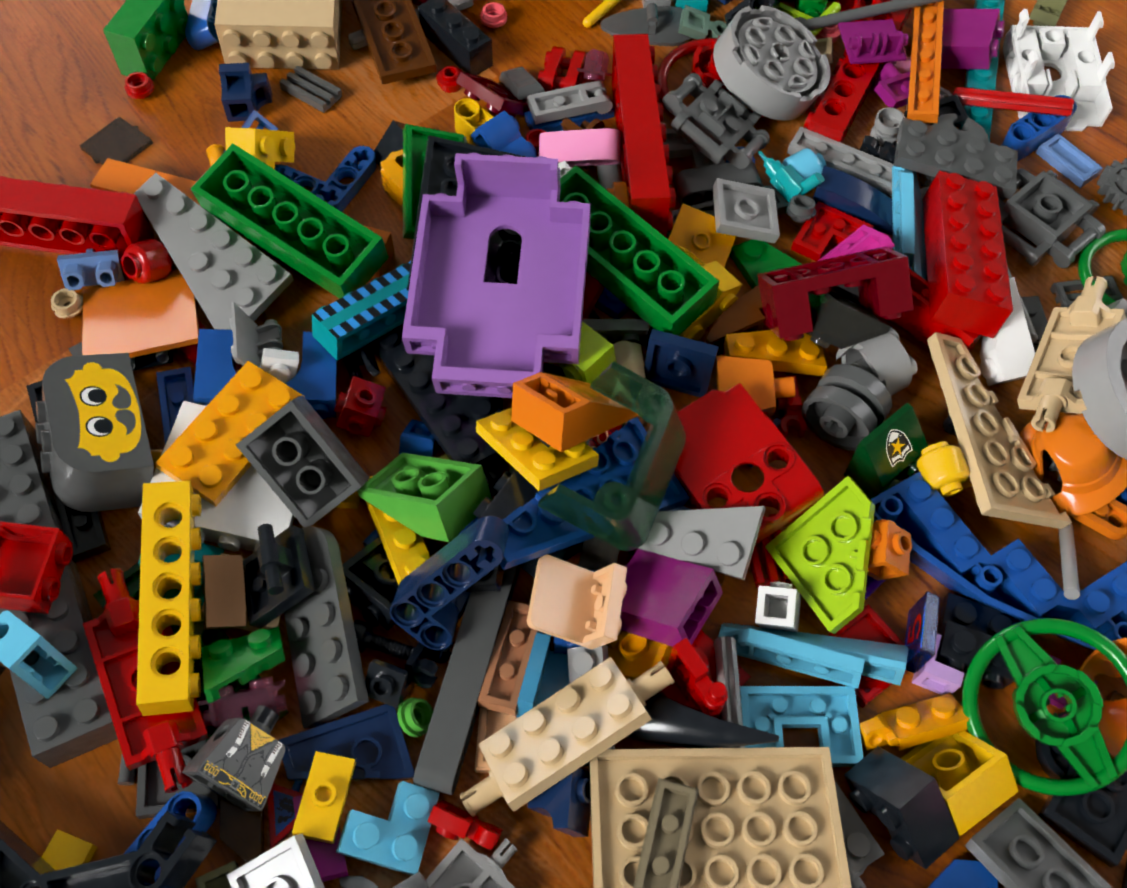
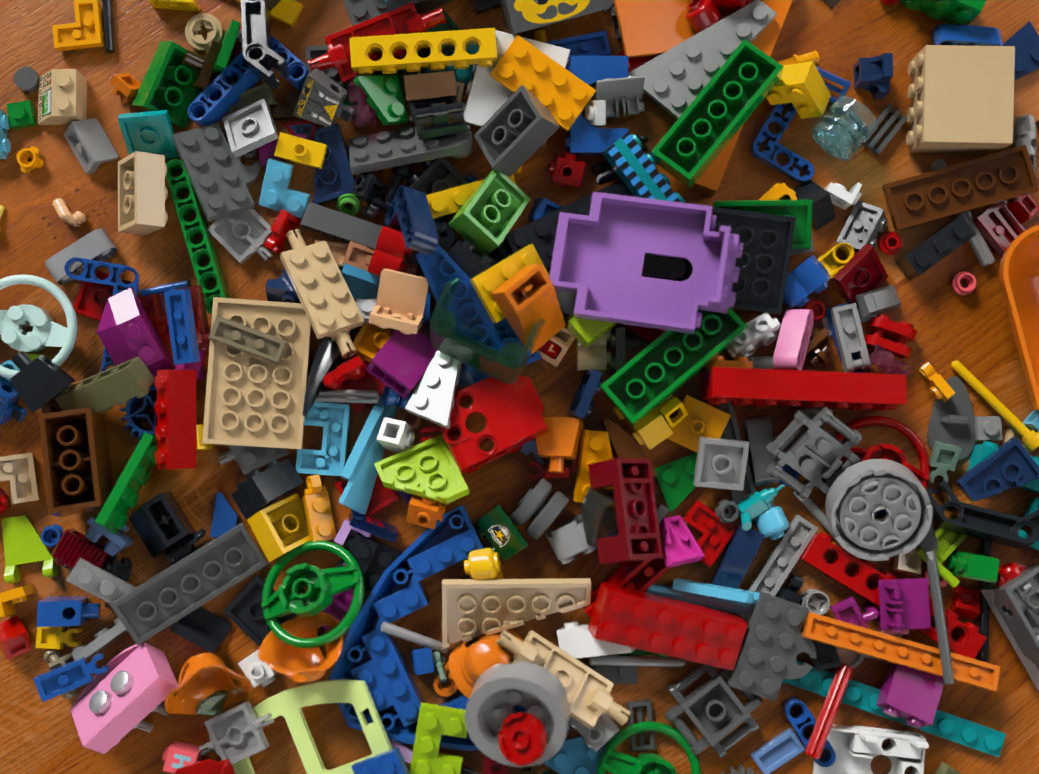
camera: 95 degrees right, 25 degrees up
(311, 111) = (844, 128): none -> clear light blue wheel
(391, 110) = (841, 197): none -> white bracket
(431, 100) = (863, 226): none -> bracket
(496, 628) = (389, 252): none -> red brick
(616, 25) = (939, 387): none -> light orange plate
(722, 619) = (392, 398): none -> blue wheel
(746, 587) = (419, 421): none -> reddish brown plate
(784, 131) = (817, 513): none -> light grey bar
(1086, 534) = (438, 661): none -> sand green hand
(1096, 553) = (421, 660): none -> blue slope

